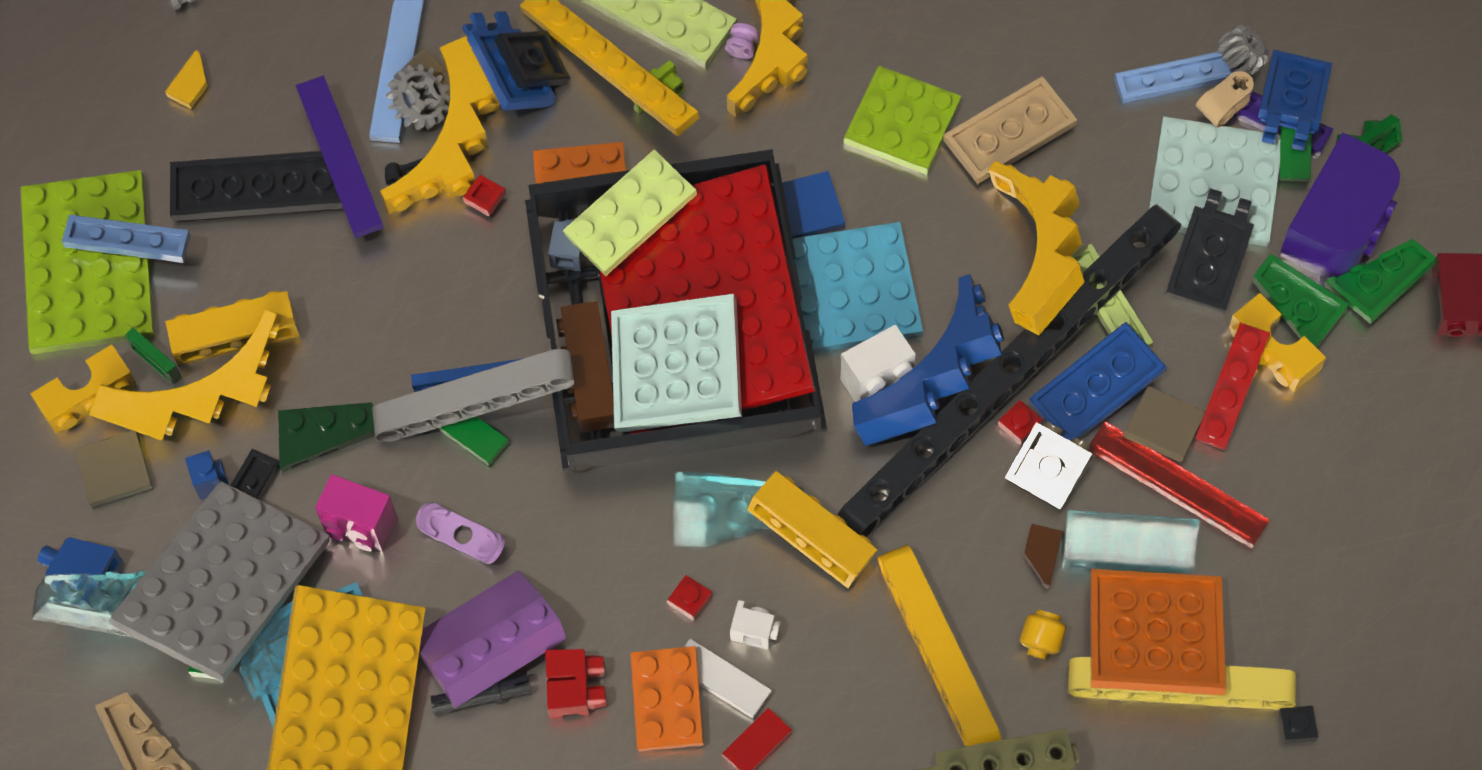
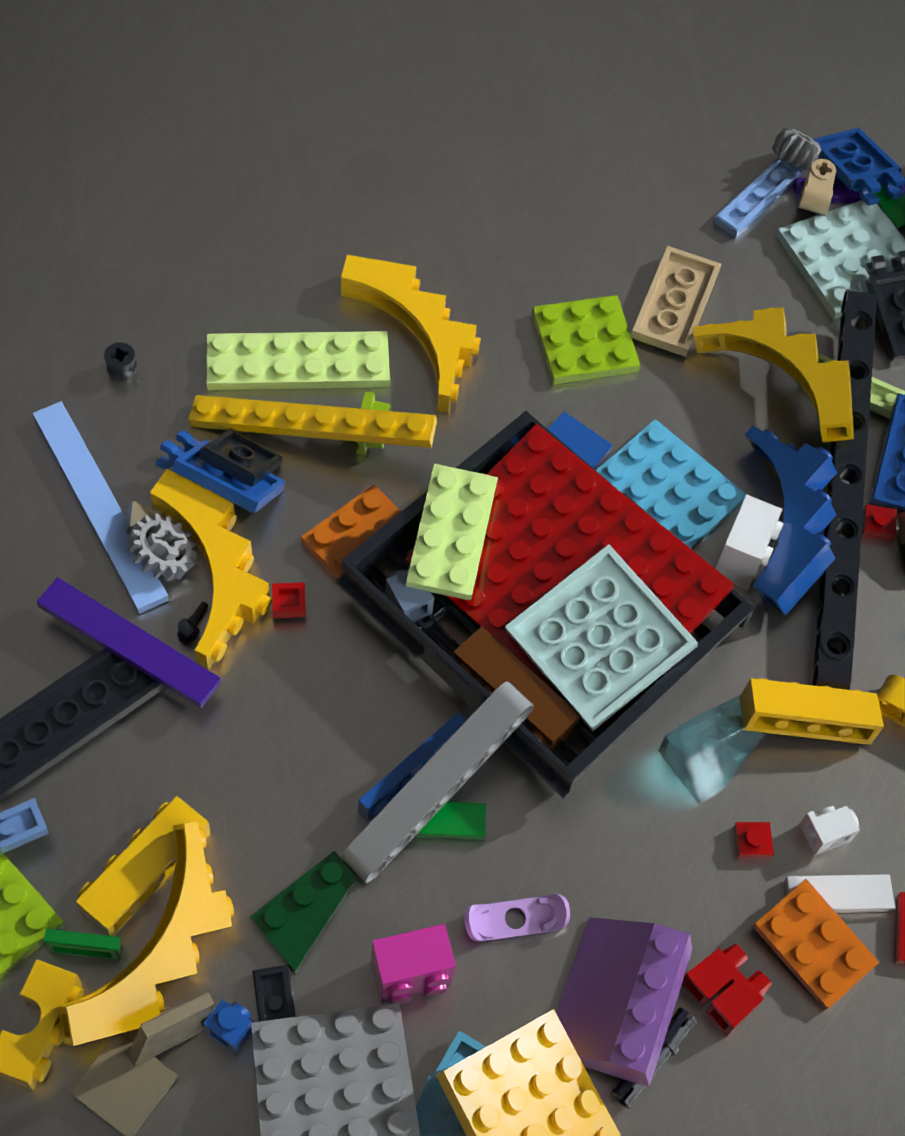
camera: 45 degrees left, 5 degrees down
(160, 446) = (170, 1028): none -> dark tan tile
(742, 41) = (408, 346): lavender wheel -> none

